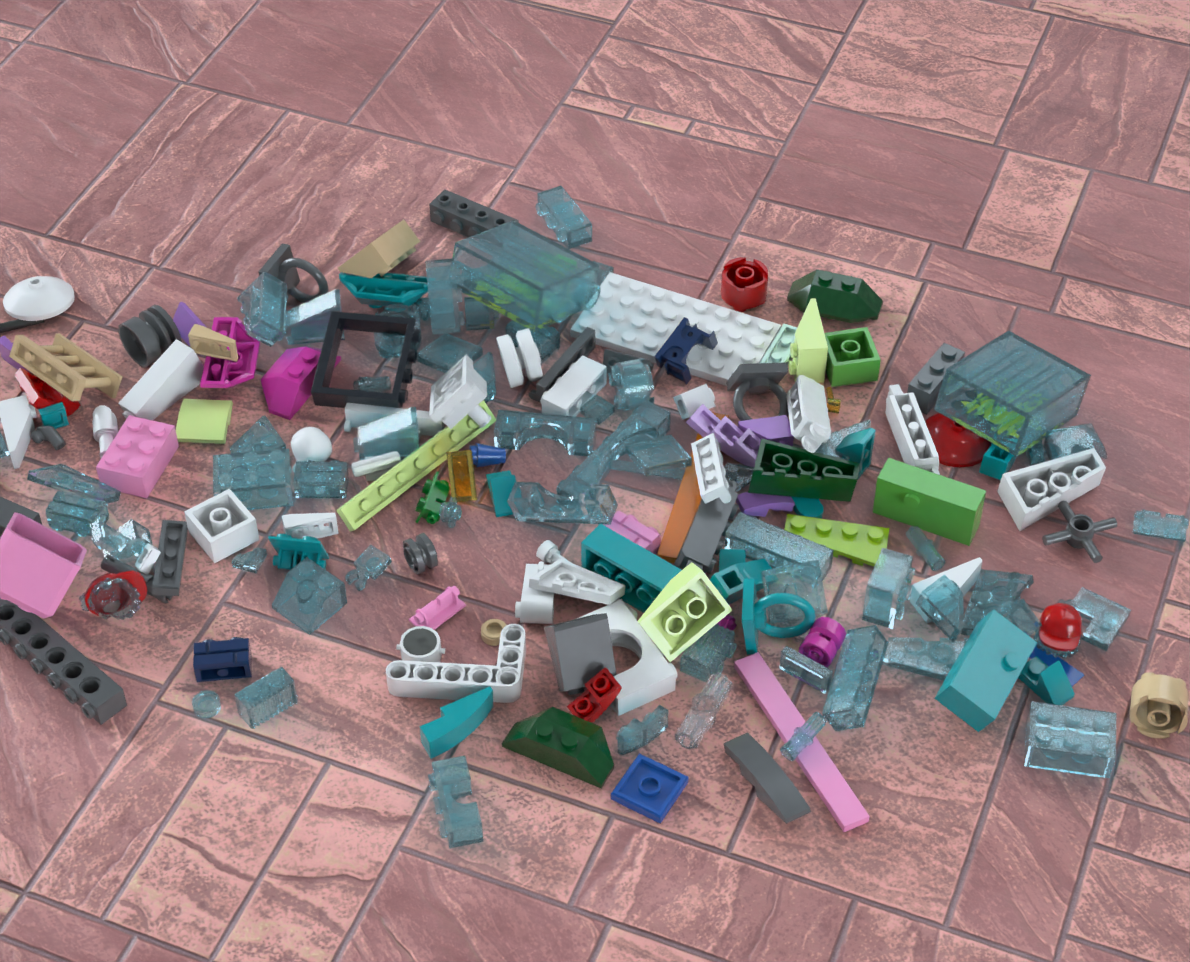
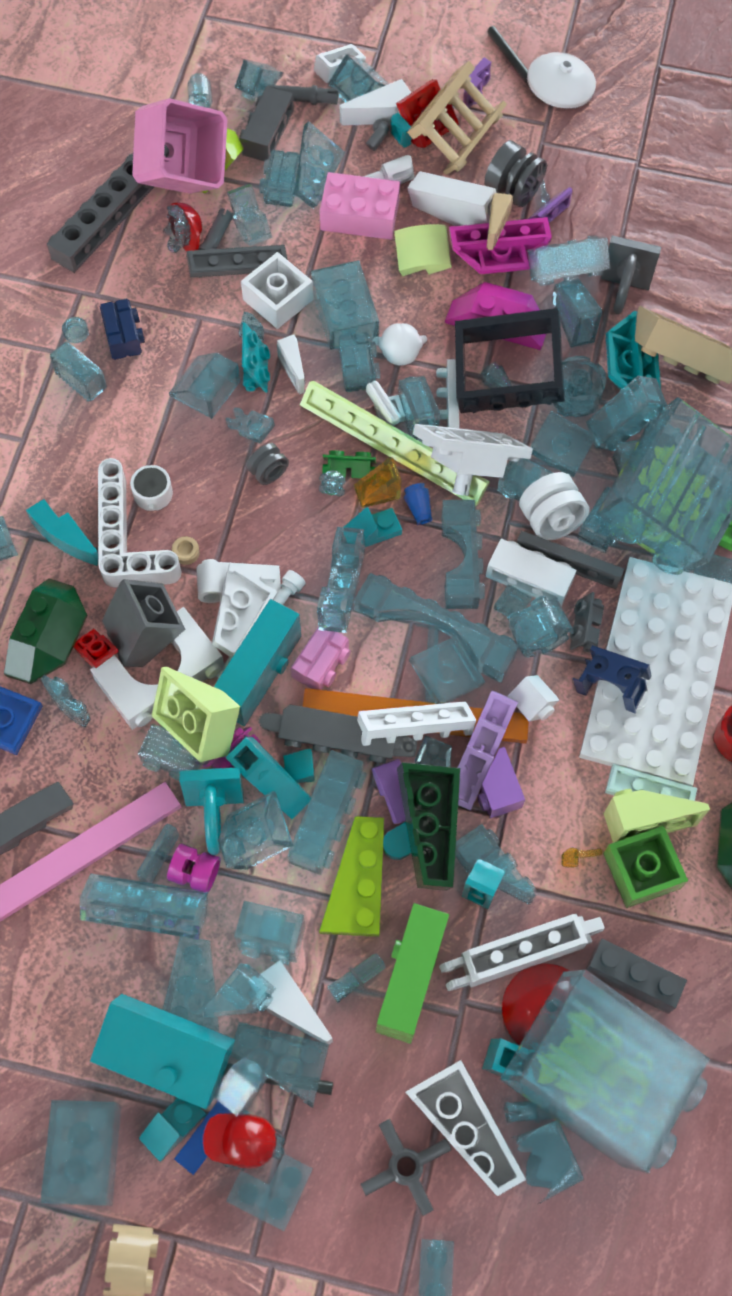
camera: 80 degrees right, 20 degrees up
(147, 558) = (231, 242): white tile -> none
(259, 438) = (403, 301): clear light blue wing -> none
(439, 610) = (202, 494): bright pink hinge -> none
(703, 711) = (78, 750): clear piece -> none
(757, 379) = (573, 761): dark grey tile -> none
(803, 736) = (60, 857): clear light blue axle -> none
(808, 413) = (526, 821): white hinge -> none

